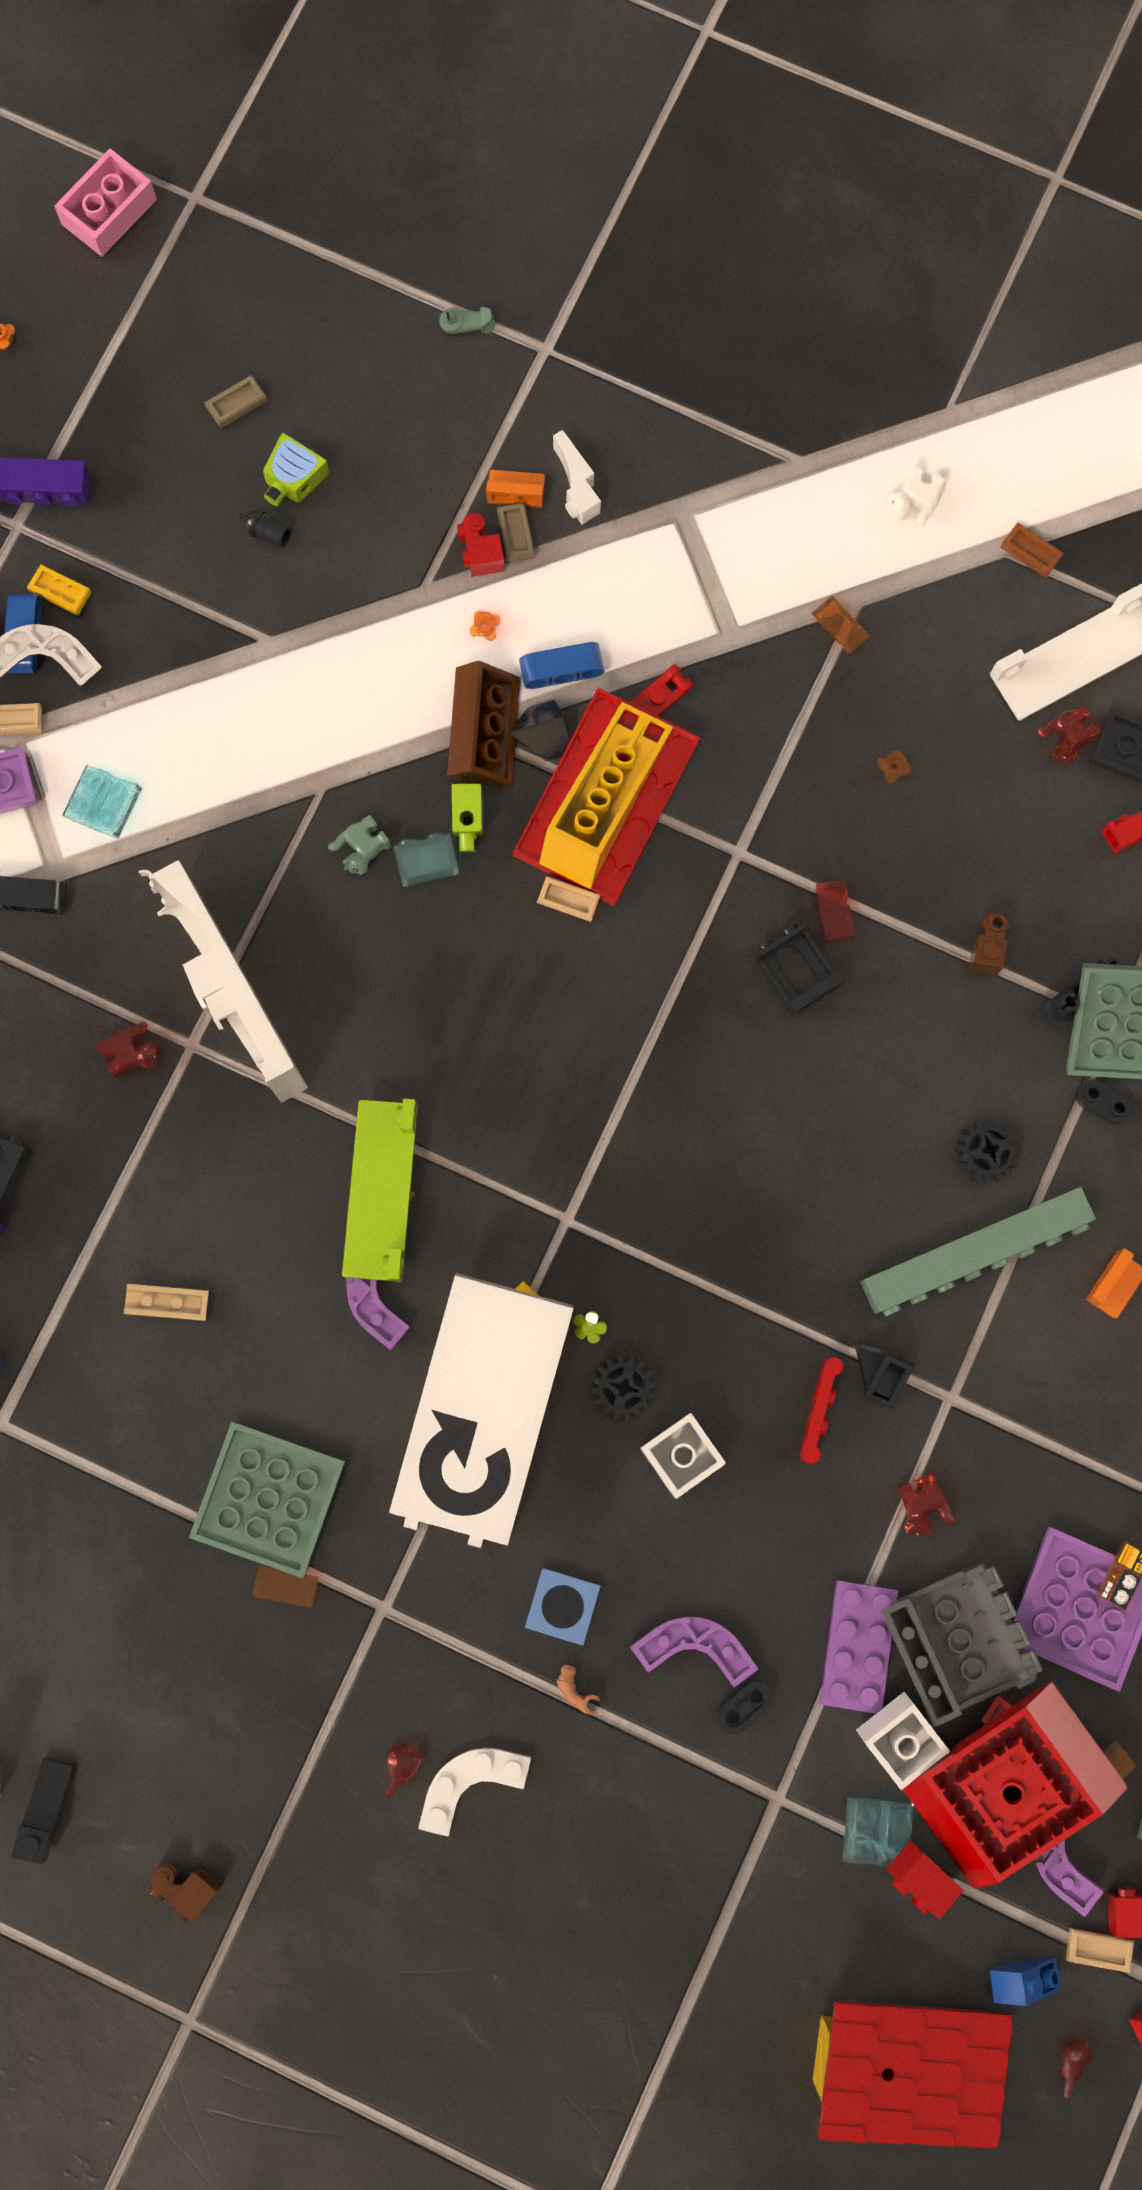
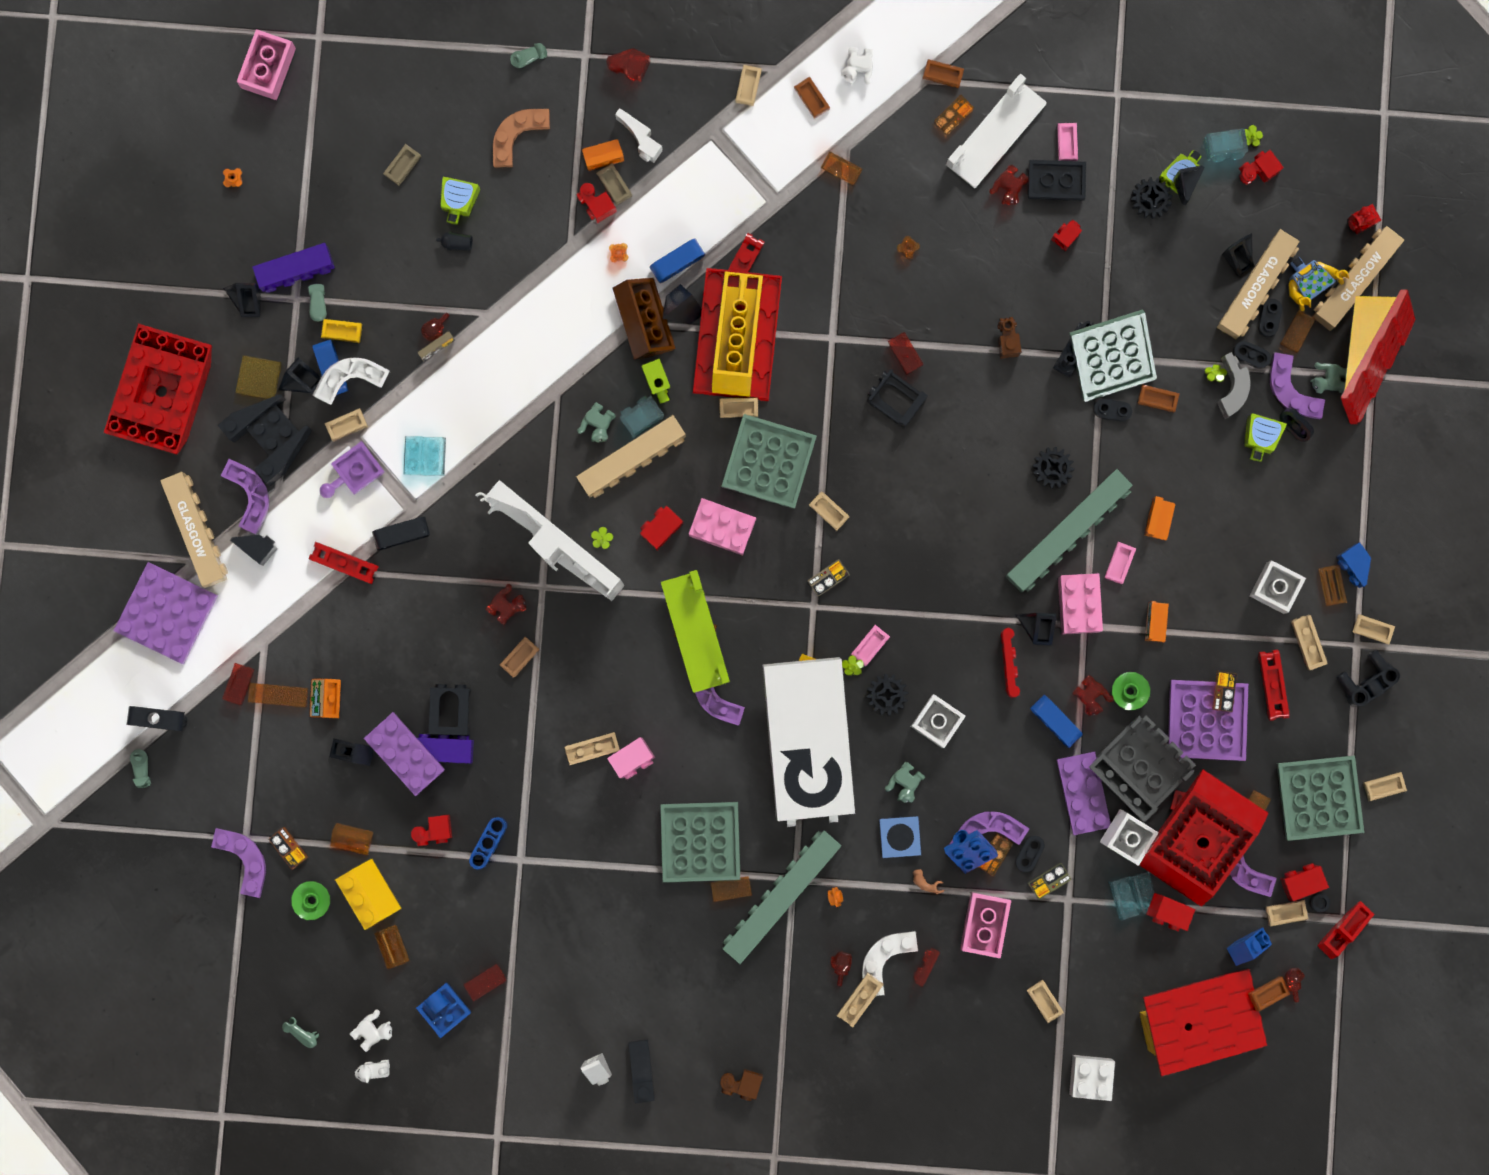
camera: 20 degrees left, 5 degrees up
(39, 544) = (317, 302): none -> sand green piece
(118, 1132) = (519, 657): none -> medium nougat tile
(179, 657) = (436, 346): none -> dark tan tile
(185, 633) = (433, 329): none -> clear red piece
(212, 1337) = (631, 758): none -> bright pink brick
(303, 1008) = (602, 538): none -> lime plant
(353, 1627) = (781, 897): none -> sand green brick
(389, 910) = (631, 456): none -> tan brick
(392, 1024) = (661, 527): none -> red brick
(406, 407) = (513, 126): none -> nougat plate
(408, 1830) = (860, 999): none -> tan hinge
(432, 1659) = (835, 897): none -> orange plate
(479, 1055) = (722, 526): none -> bright pink brick
(517, 1827) = (922, 973): none -> clear red plate
(582, 989) = (769, 461): none -> sand green plate
(601, 1521) = (906, 780): none -> sand green animal
(602, 379) = (631, 63): none -> clear red slope
(603, 1186) = (828, 577): none -> tile
(627, 1307) = (870, 645): none -> bright pink tile
(638, 1790) = (985, 925): none -> bright pink brick
(641, 1091) = (829, 510): none -> tan tile
(657, 1667) = (970, 850): none -> blue plate
(685, 1942) = (1045, 1001): none -> tan tile
(692, 1687) = (1002, 846): none -> clear orange tile
(712, 2092) = (1092, 1077): none -> white brick
(753, 468) = (748, 85): none -> tan tile
(759, 1760) = (1049, 881): none -> tile
(835, 516) = (812, 97): none -> dark orange tile
(857, 1523) = (1056, 721): none -> blue beam
(956, 1363) = (1080, 603): none -> bright pink brick
(999, 1520) = (1140, 688): none -> bright green dish
(1026, 610) = (953, 115): none -> clear orange tile
(1029, 2067) = (1269, 993): none -> dark orange tile
(1035, 1326) = (1120, 563): none -> bright pink tile
(1059, 1433) = (1156, 622): none -> orange panel

